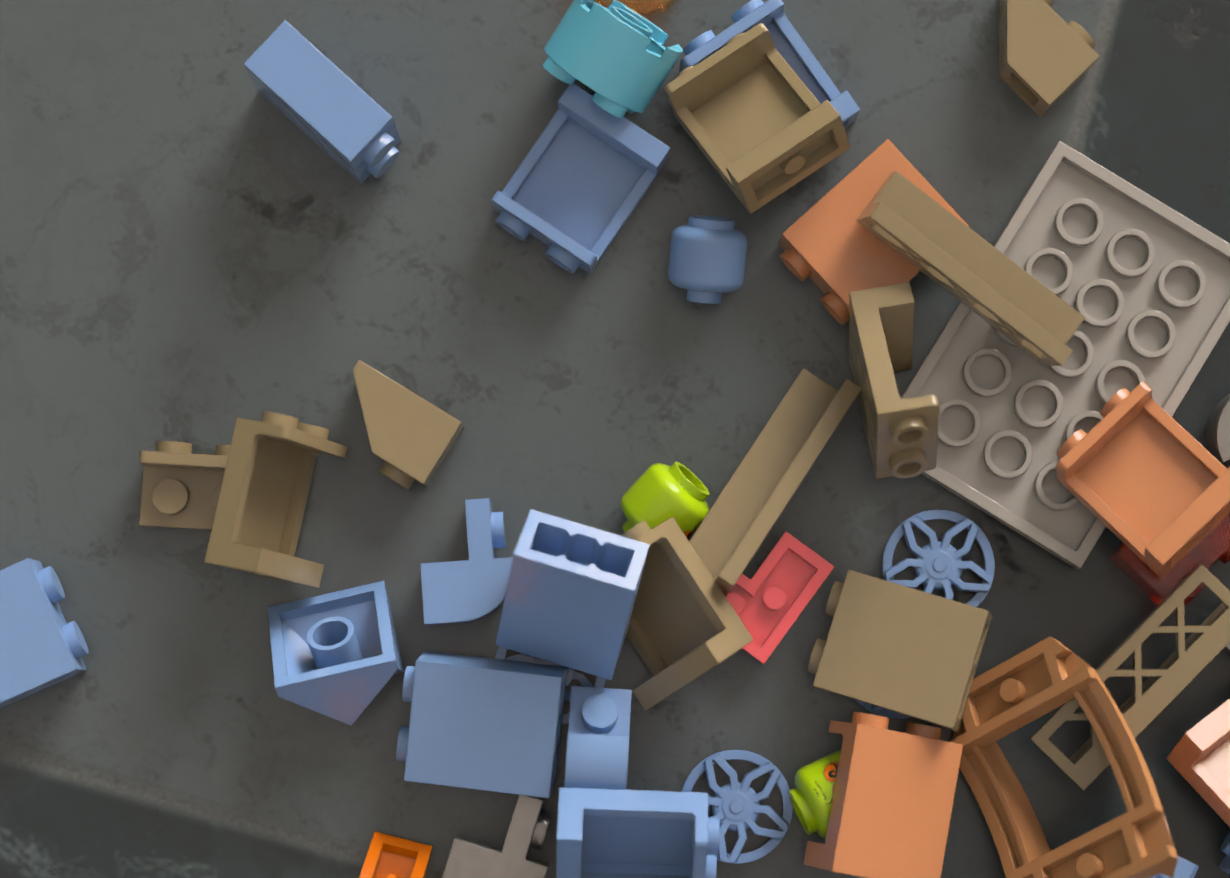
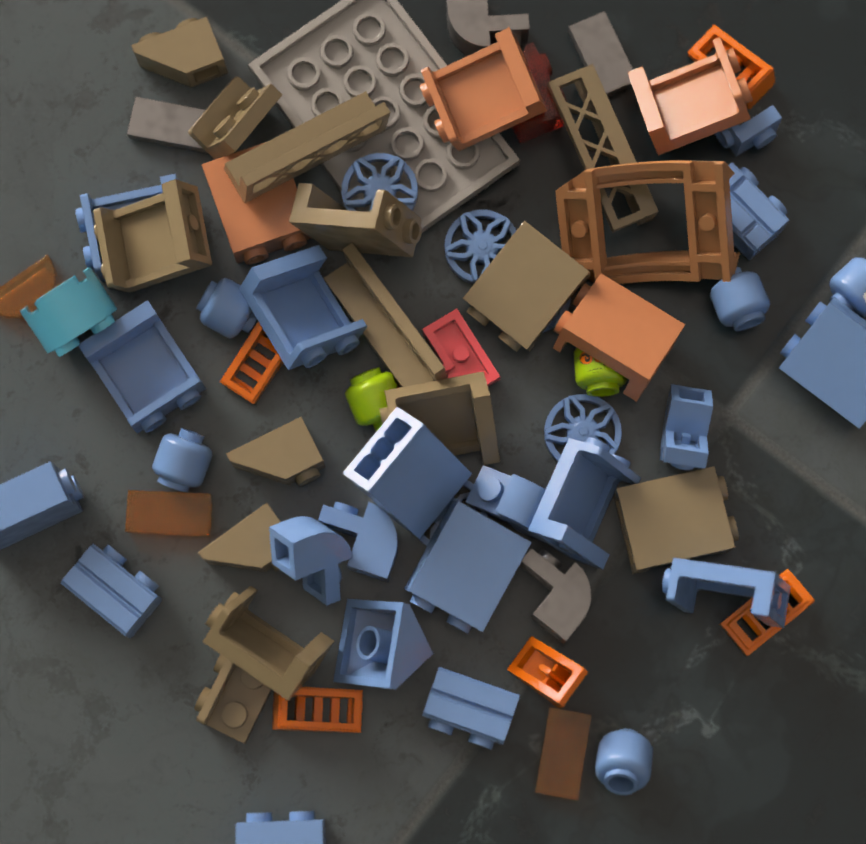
camera: 65 degrees left, 5 degrees down
(235, 652) = (354, 711): none -> orange slope
(269, 268) = (112, 590): none -> medium blue brick
(300, 804) = (470, 707): none -> medium blue brick
(401, 298) = (168, 513): none -> clear orange tile
(415, 509) = (310, 552): none -> medium blue brick
(476, 285) = (182, 460): none -> medium blue head
(537, 415) = (281, 455): none -> dark tan slope
(709, 341) = (248, 350): none -> orange slope
(741, 357) = (299, 309): none -> medium blue panel
(932, 72) = (164, 124): none -> flat silver tile
(958, 391) = (378, 181): none -> medium blue wheel
(973, 153) = (232, 117): none -> dark tan bracket

